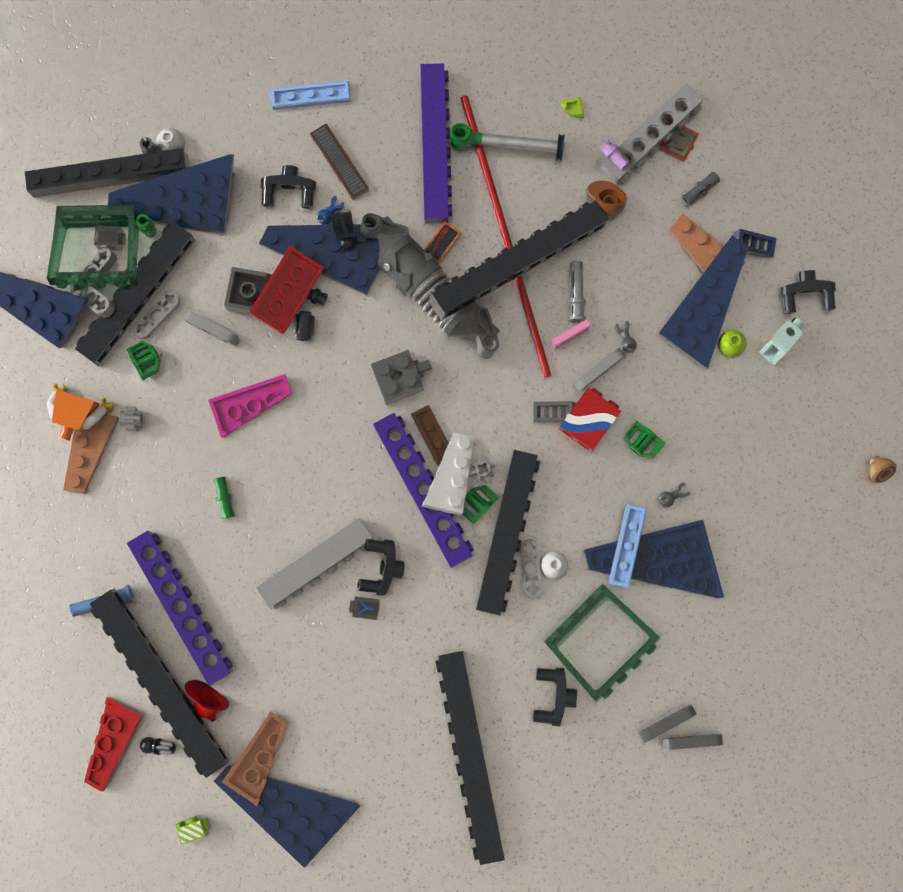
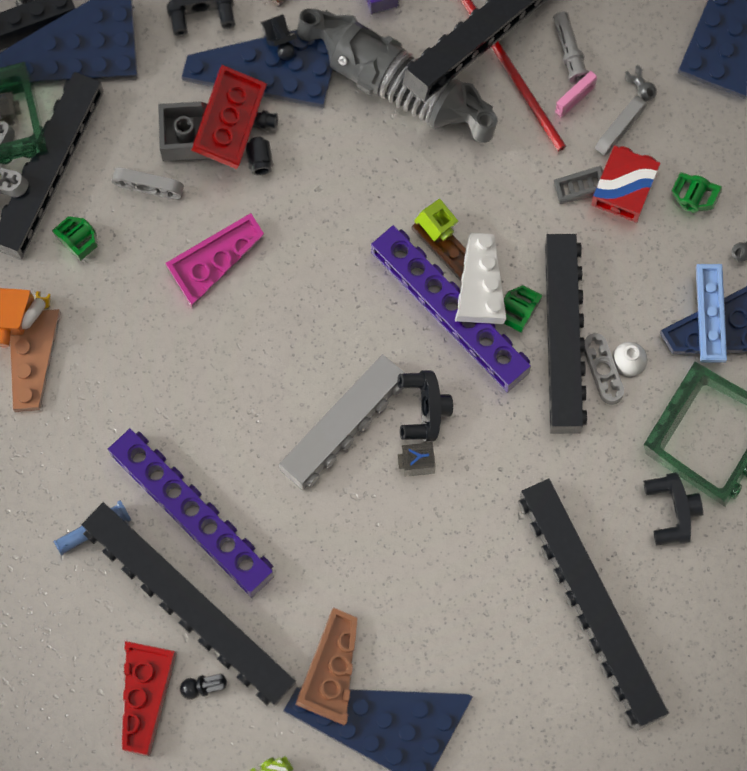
camera: 15 degrees left, 10 degrees down
(131, 418) = (77, 306): light grey gear -> none
(146, 225) = (44, 83): green pin -> none
(155, 306) = (93, 173): light grey beam -> none
(207, 701) = (251, 616): red piece -> none
(223, 497) = (211, 372): green pin -> none
(325, 214) = (252, 29): blue arm -> none
(410, 380) = (392, 173): dark grey hinge -> none
(433, 411) = (437, 220): none -> lime brick
(443, 241) = (399, 23): black slope -> none
(488, 467) = (514, 260): light grey gear -> none

